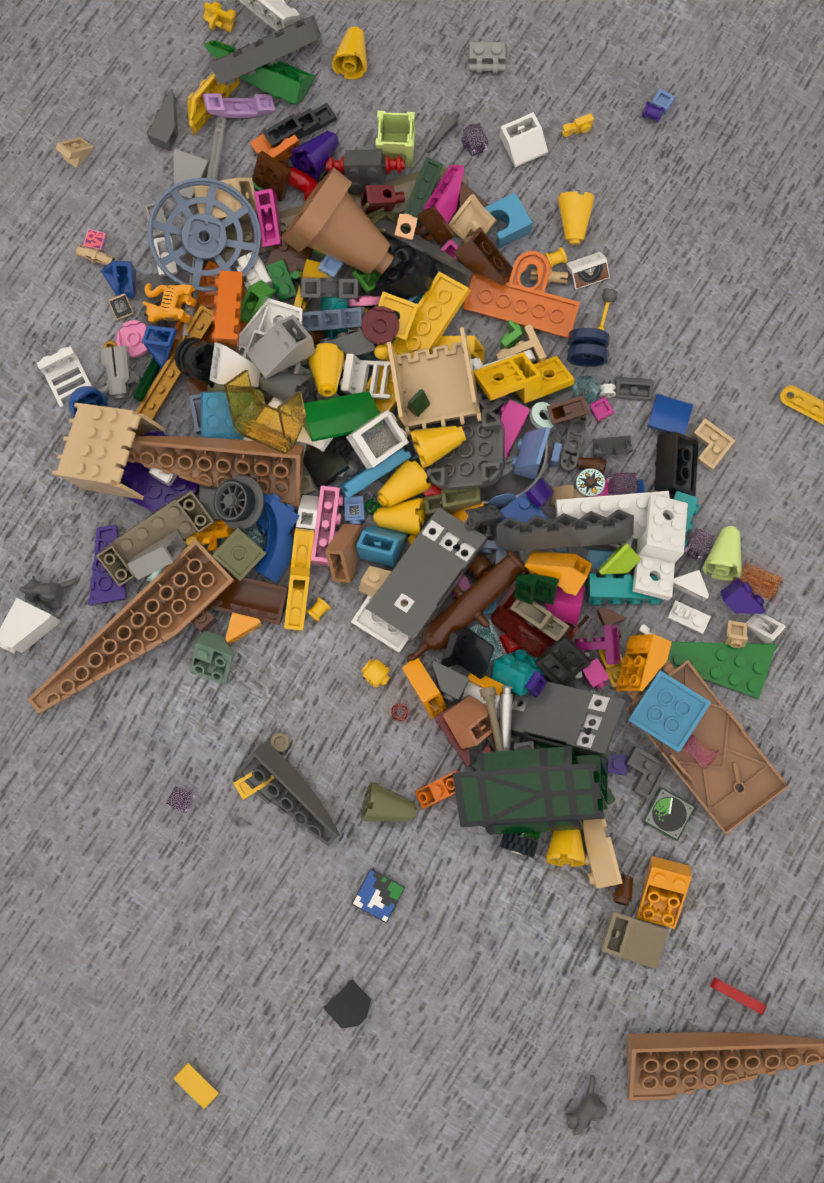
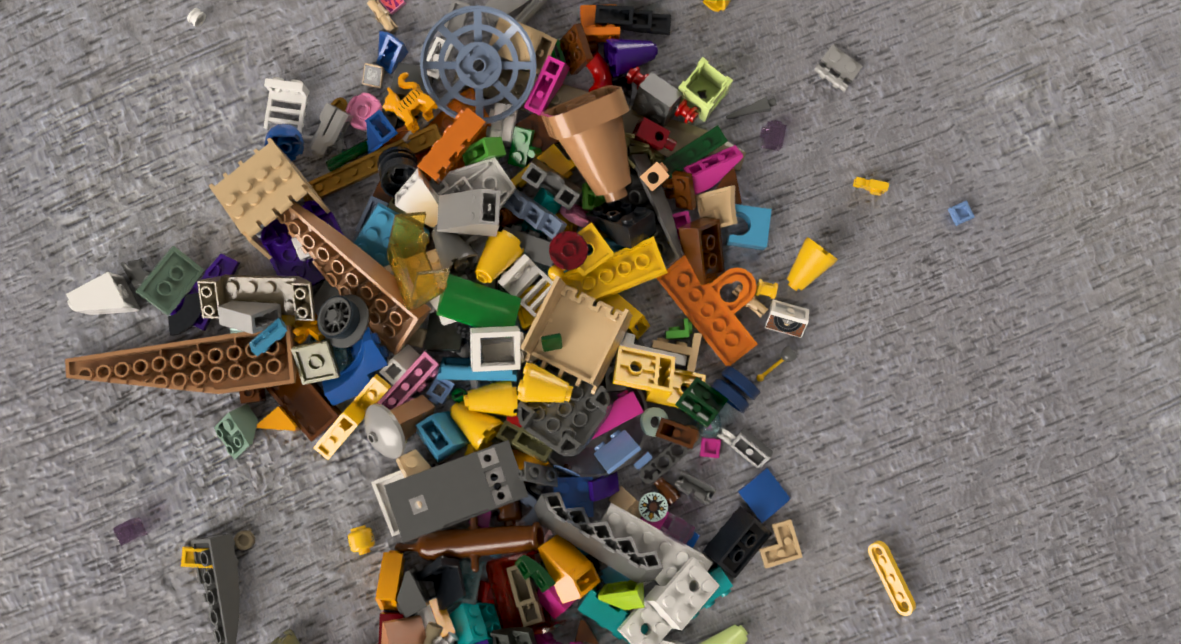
camera: 30 degrees right, 5 degrees up
(71, 575) = (170, 280): none -> sand green plate
(105, 593) = (186, 316): none -> black tile
(186, 557) = (267, 337): none -> dark azure plate
(318, 609) = (352, 452): yellow bush -> none
(330, 266) = (567, 165): light blue tile -> none
(334, 567) = (384, 431): none -> light grey dish
(404, 708) = (364, 585): clear red bush -> none
(523, 139) = (814, 166): white slope -> none
(569, 373) = (701, 402): none -> dark green slope
(652, 112) = (944, 217): dark purple bush -> none
(699, 544) = (706, 624): clear purple brick -> none

